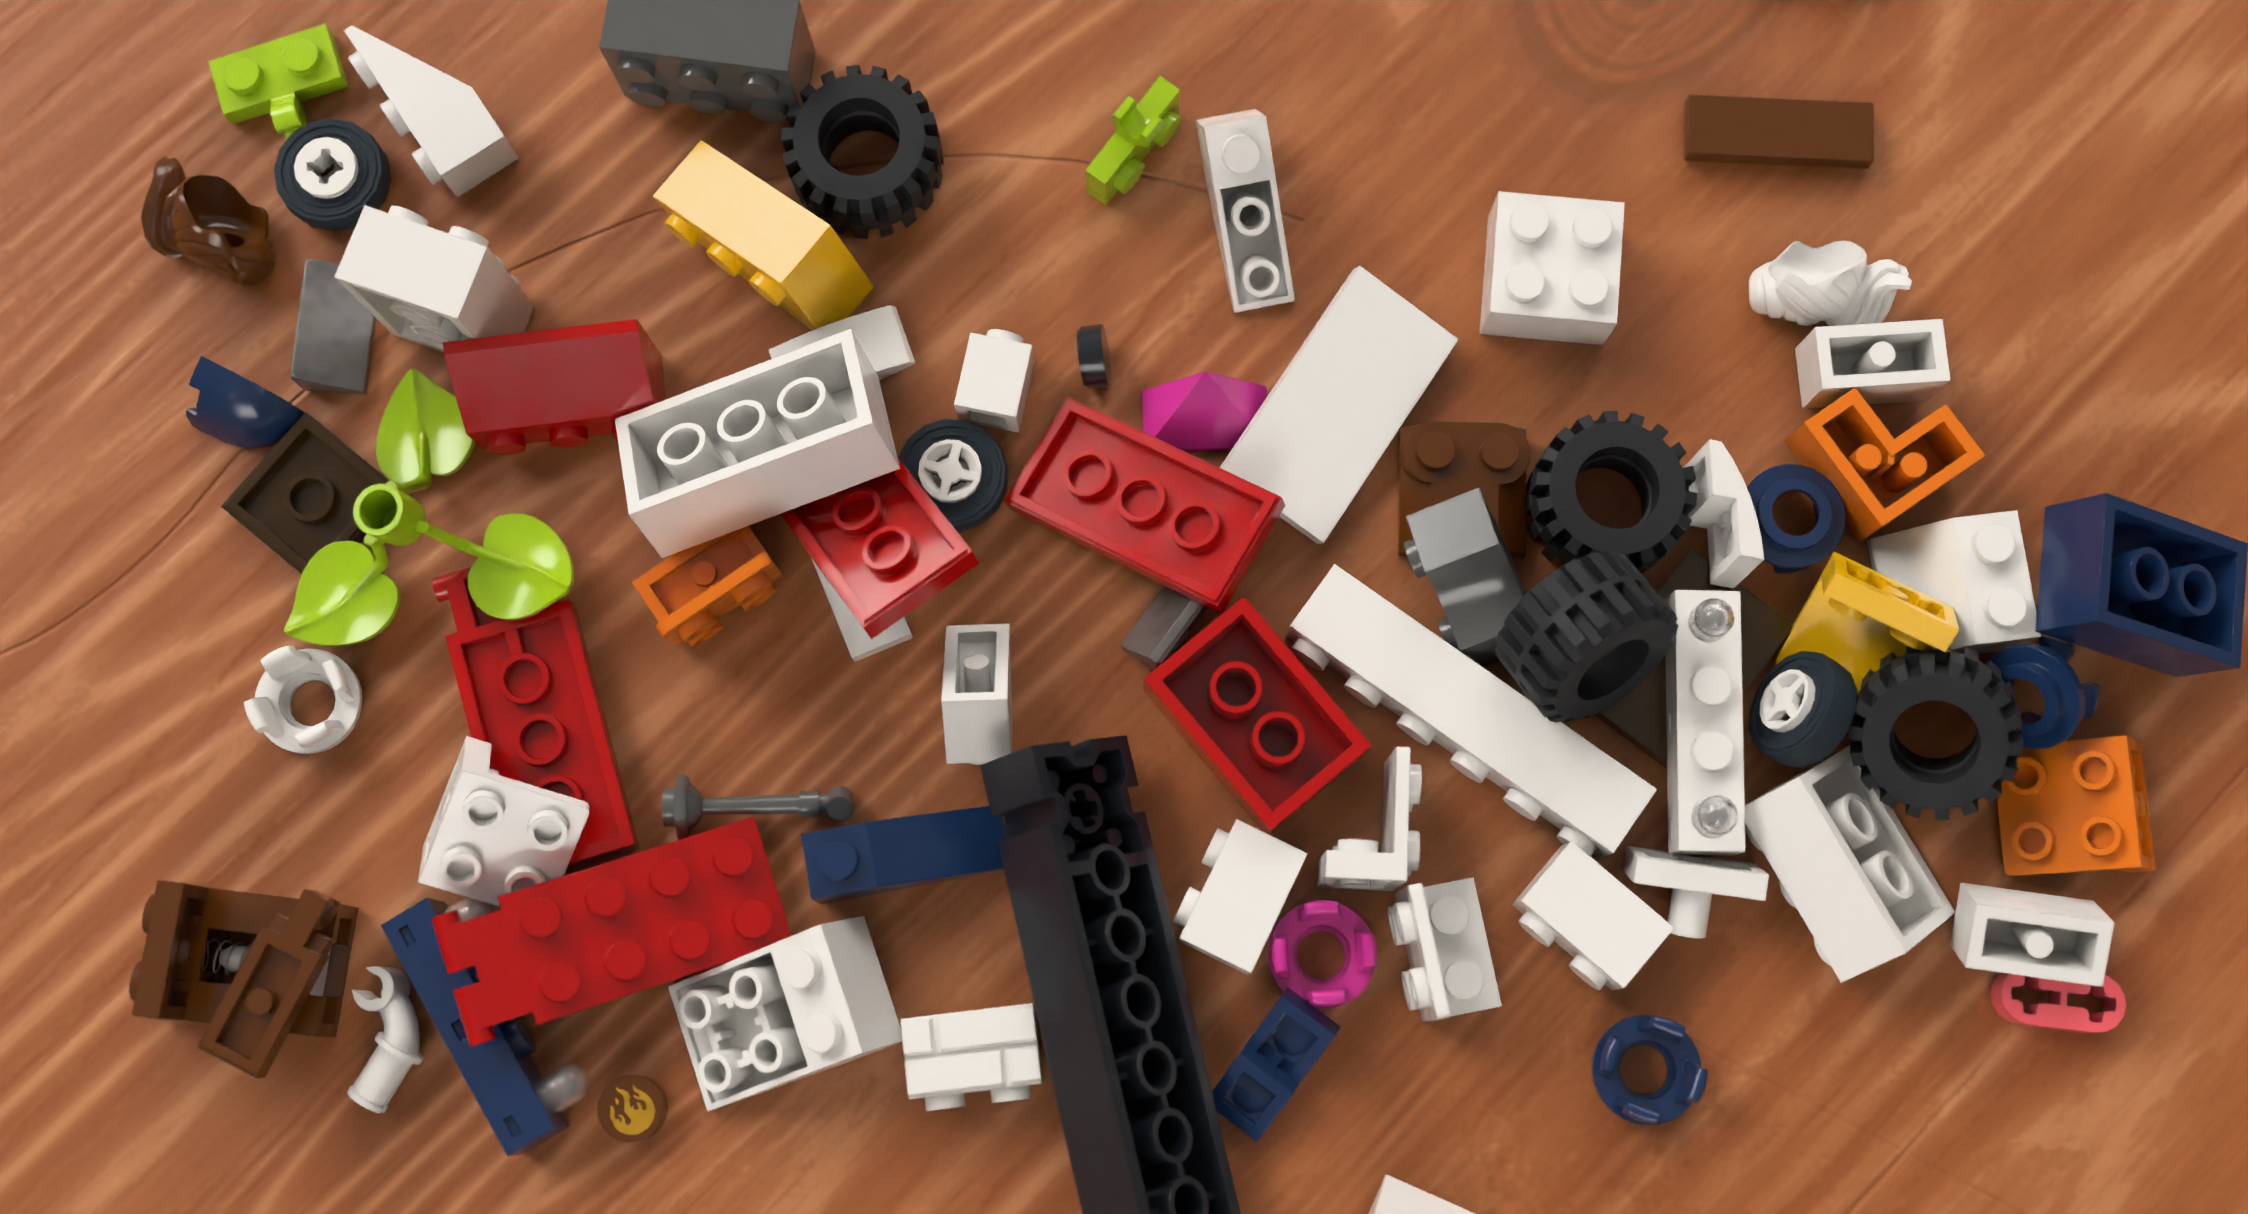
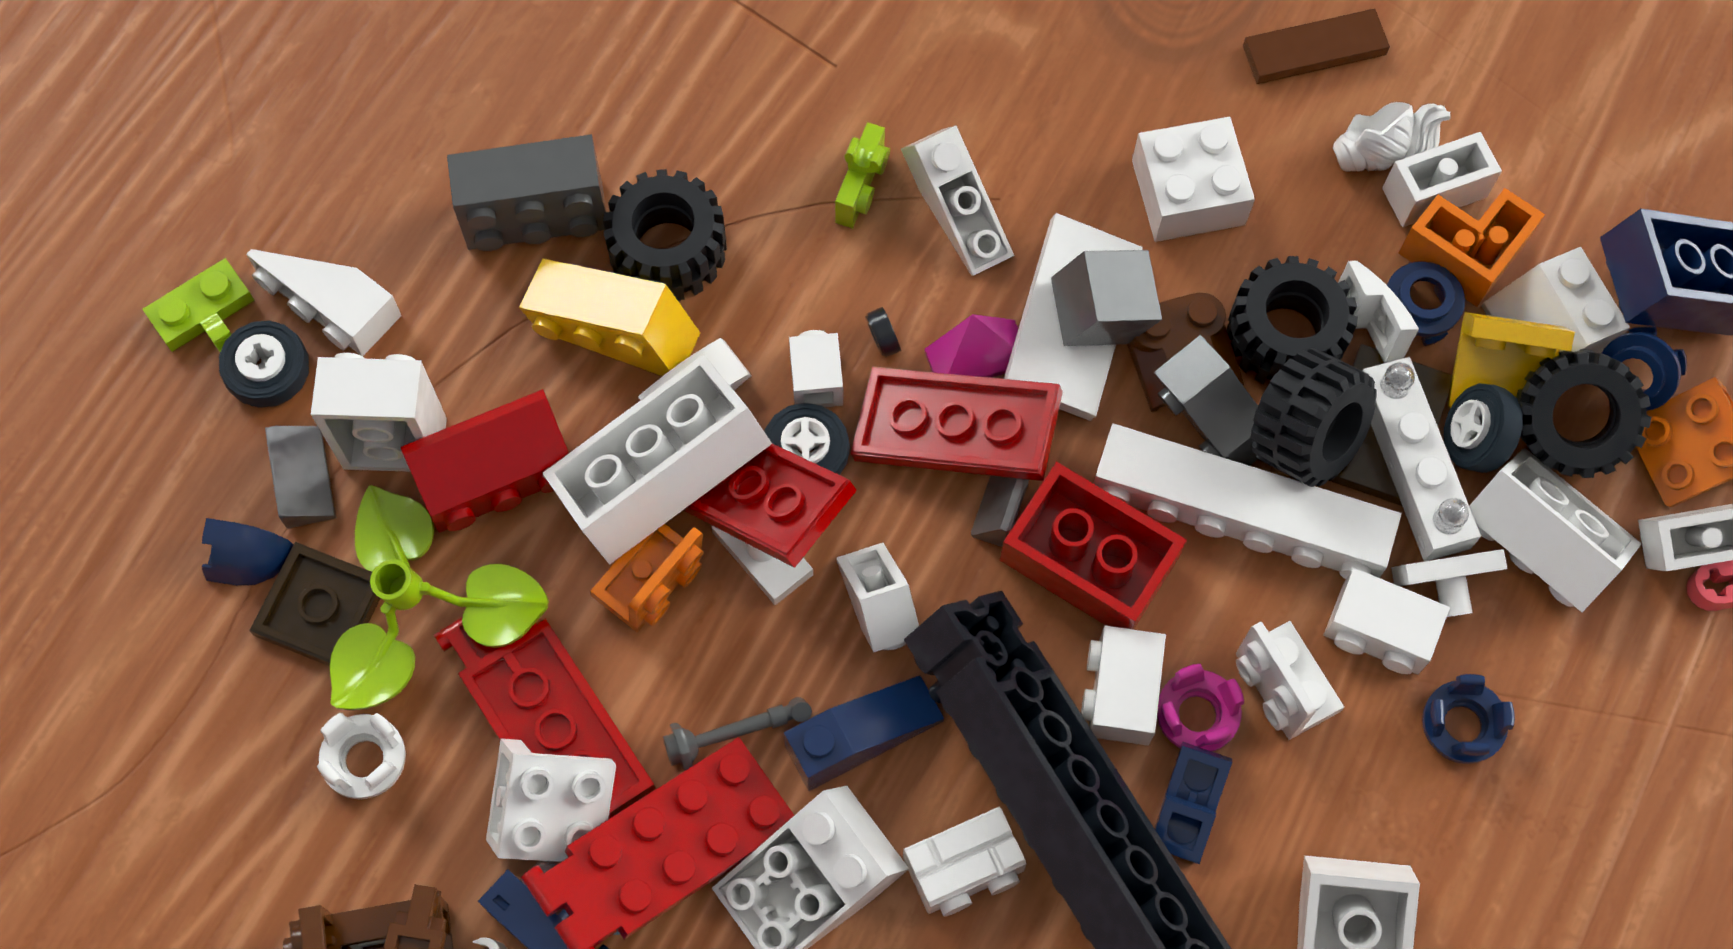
camera: 20 degrees left, 10 degrees down
(207, 224) = (177, 425): reddish brown hair -> none
(1356, 861) = (1221, 624): white bracket -> none
(1379, 400) = (1106, 297): none -> head

